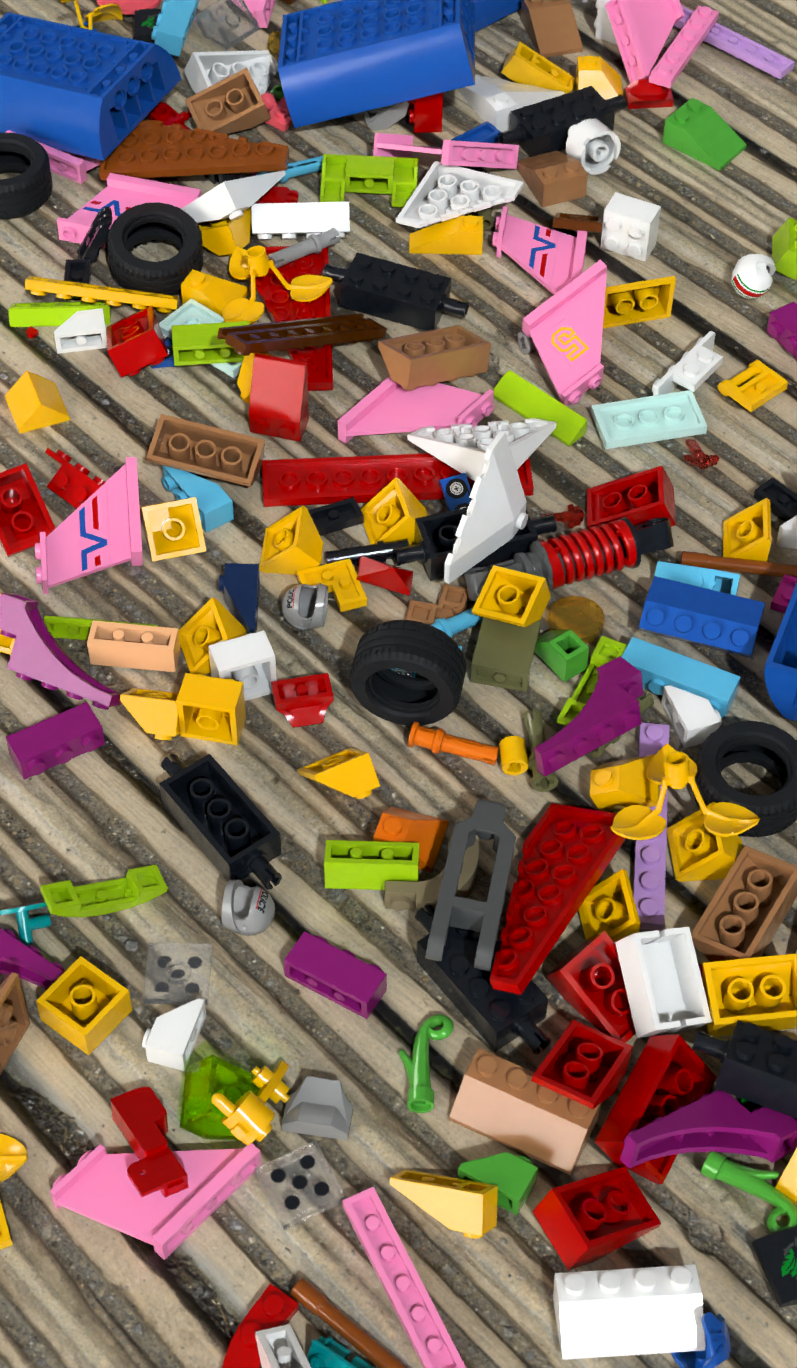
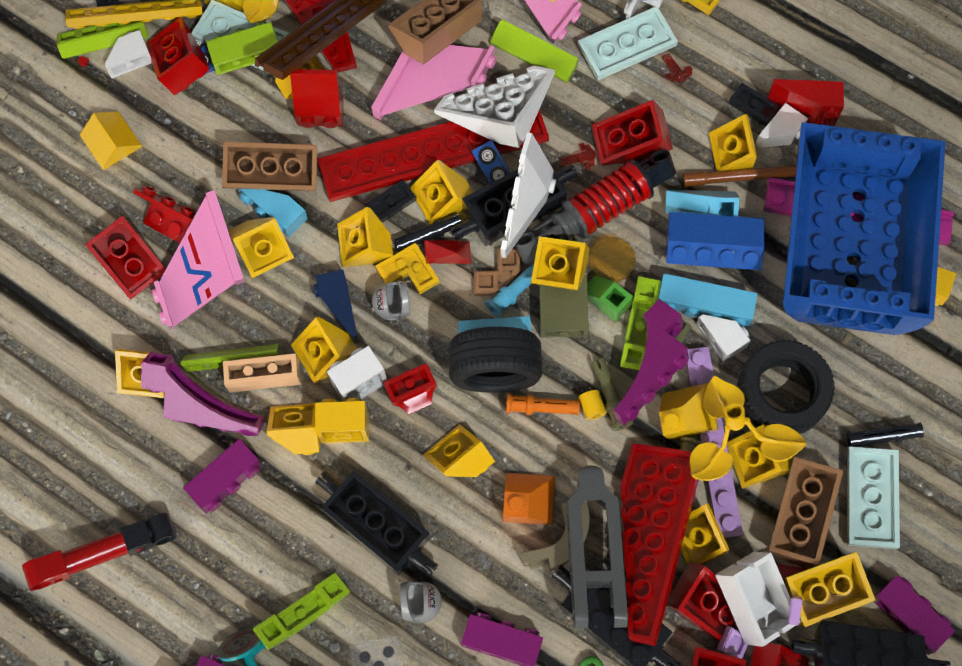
camera: 10 degrees left, 20 degrees up
(369, 864) = (506, 538): lime brick -> none
(624, 1030) = (732, 643): none -> lavender tile
(705, 995) = (795, 610): none -> lavender tile

